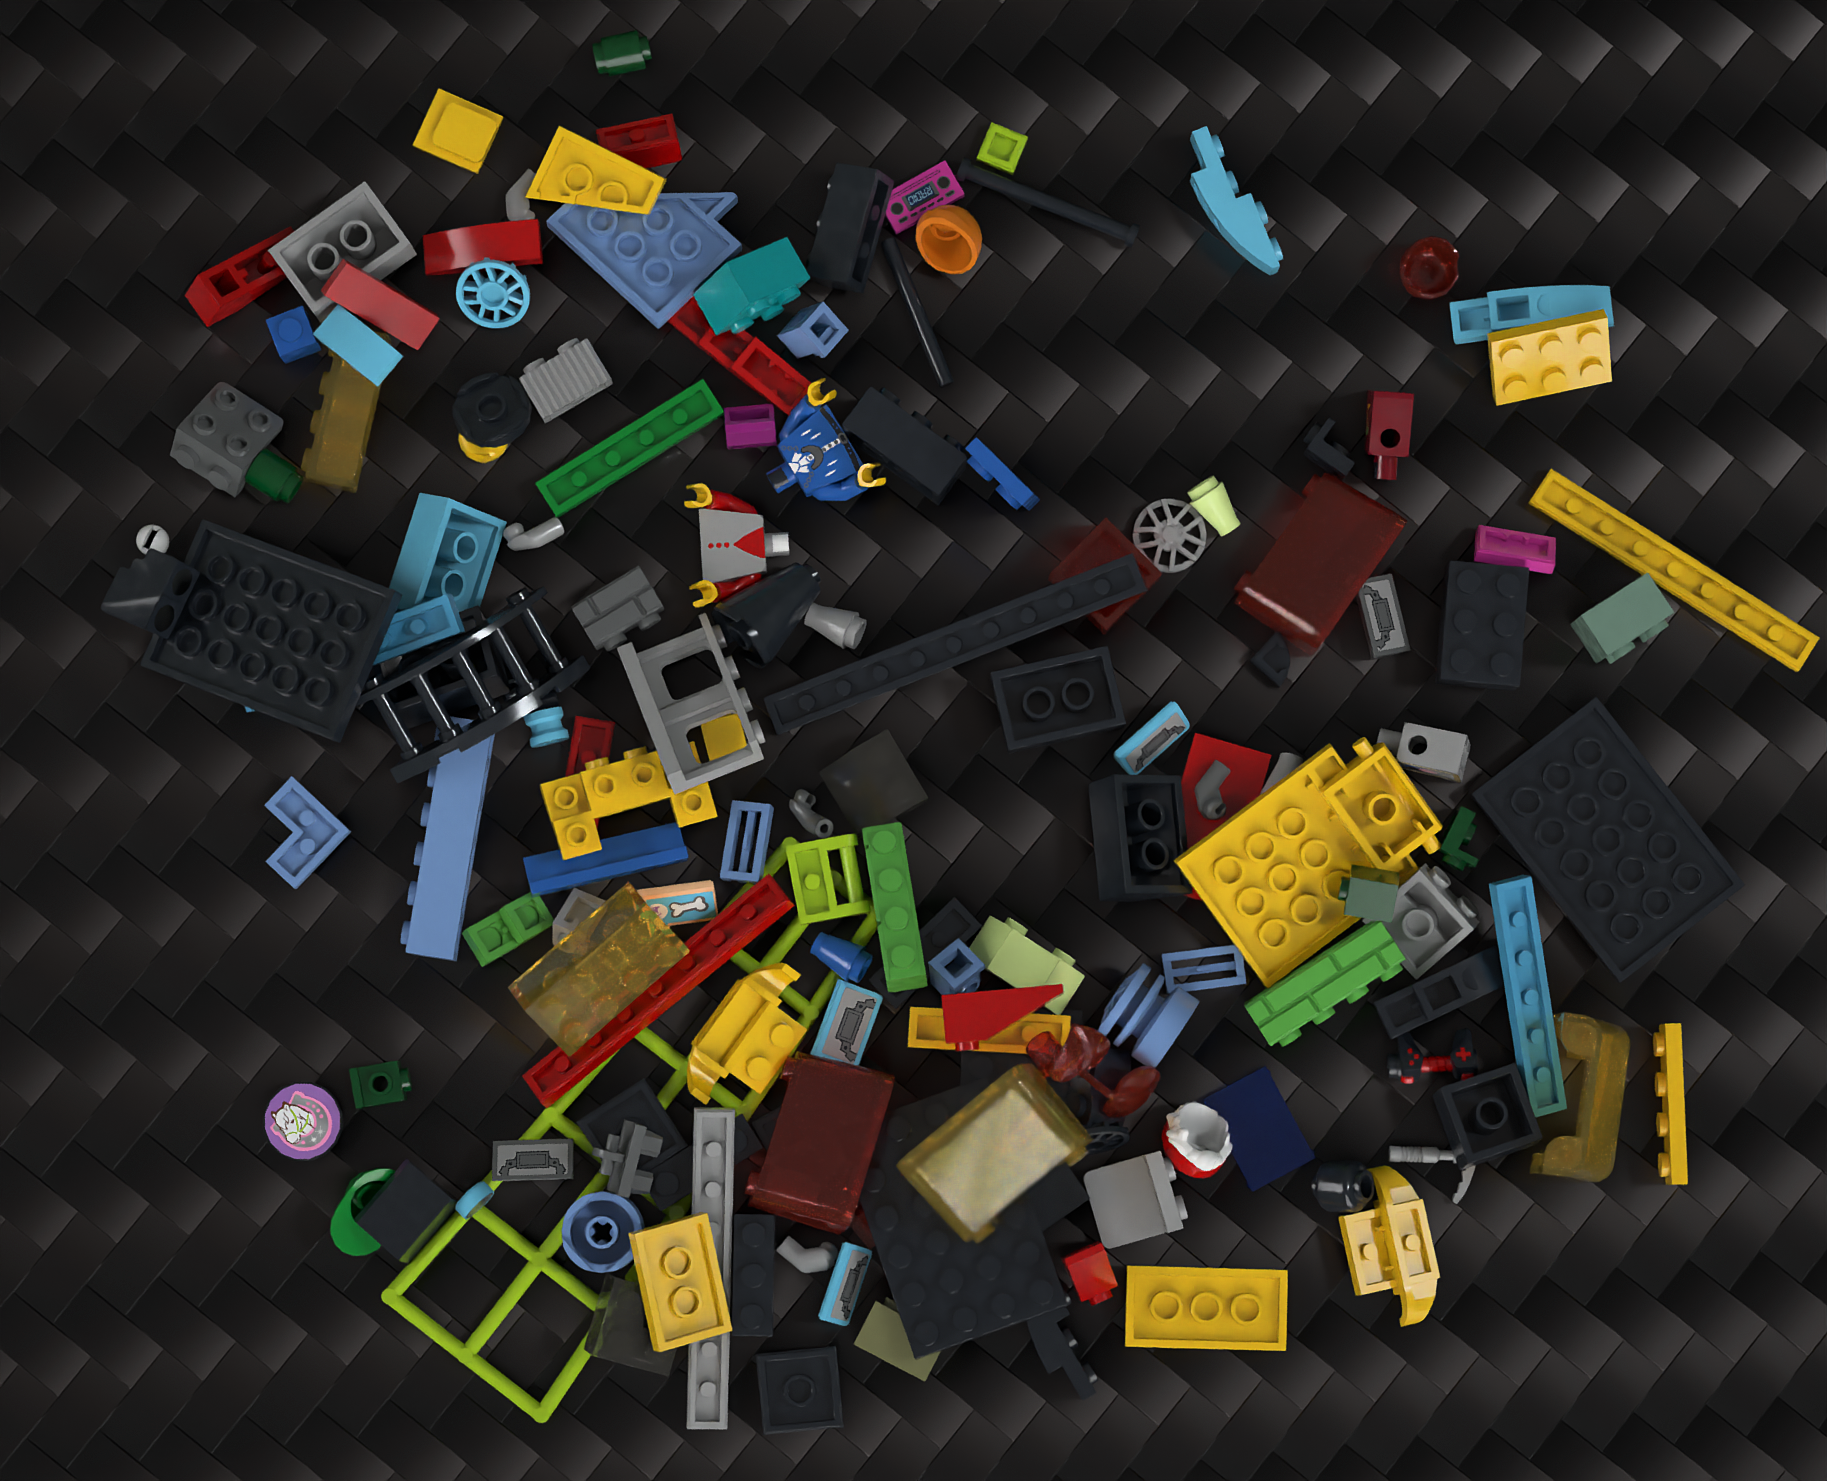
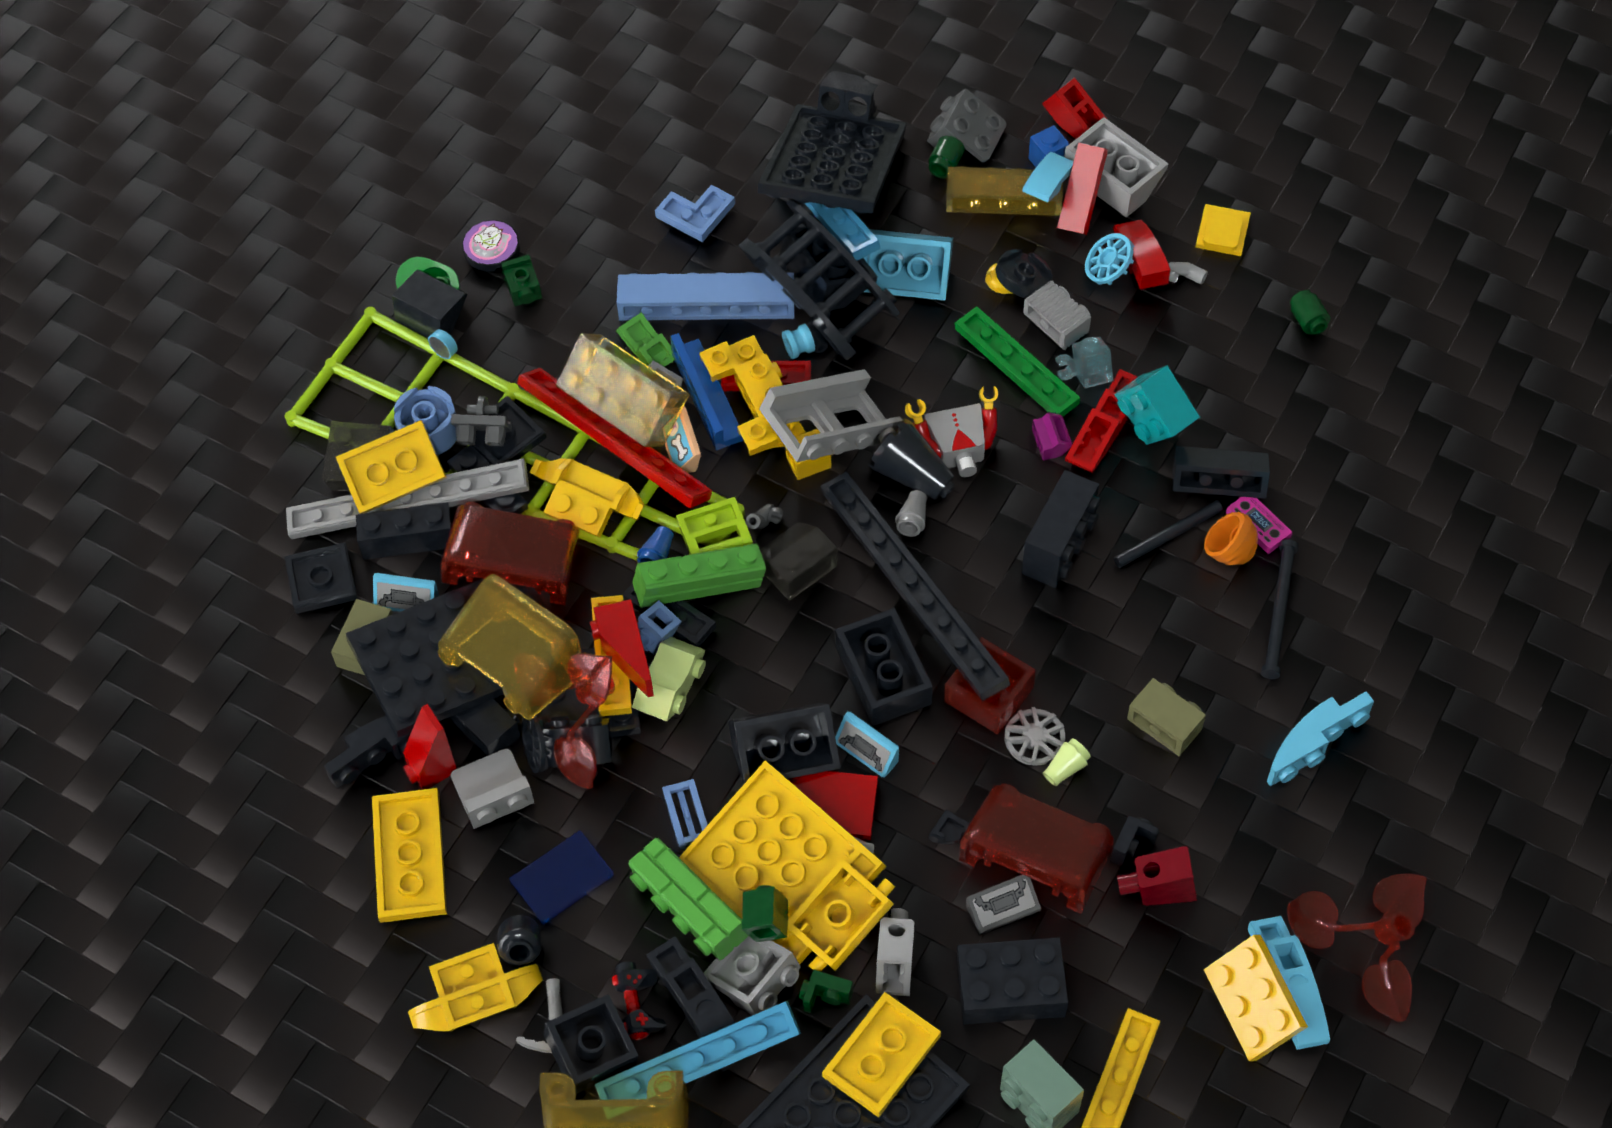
camera: 85 degrees right, 25 degrees down
(159, 543) = (886, 101): white hinge -> none
(533, 1160) = (476, 376): slope -> none
(535, 537) = (935, 310): light grey arm -> none
(593, 176) = (1212, 302): yellow wing -> none
(618, 609) = (895, 372): dark grey brick -> none
(644, 142) = (1245, 338): red slope -> none
(653, 257) = (1174, 337): medium blue wing -> none
(656, 355) = (1089, 363): none -> clear light blue brick
(742, 875) = (735, 479): medium blue tile -> none
(810, 1259) = (423, 565): light grey arm -> none
(813, 331) = (1133, 457): medium blue brick -> none
(819, 453) = (1036, 476): blue torso -> none
(847, 1023) = (604, 563): slope -> none
(991, 467) = (1052, 589): blue plate -> none
(1002, 148) = (1313, 572): lime tile -> none
(1147, 1015) = (639, 765): medium blue wheel -> none
(1175, 372) = (1166, 716): none -> olive brick
(1196, 1140) = (544, 820): white hair -> none
(1208, 792) = (831, 788): dark grey arm -> none
(1429, 268) = (1302, 881): clear red hair -> none
(1515, 549) = (1083, 1000): dark pink plate -> none
(1552, 206) = (1402, 900): none -> clear red plant
(1553, 788) = (881, 1054): none -> yellow plate

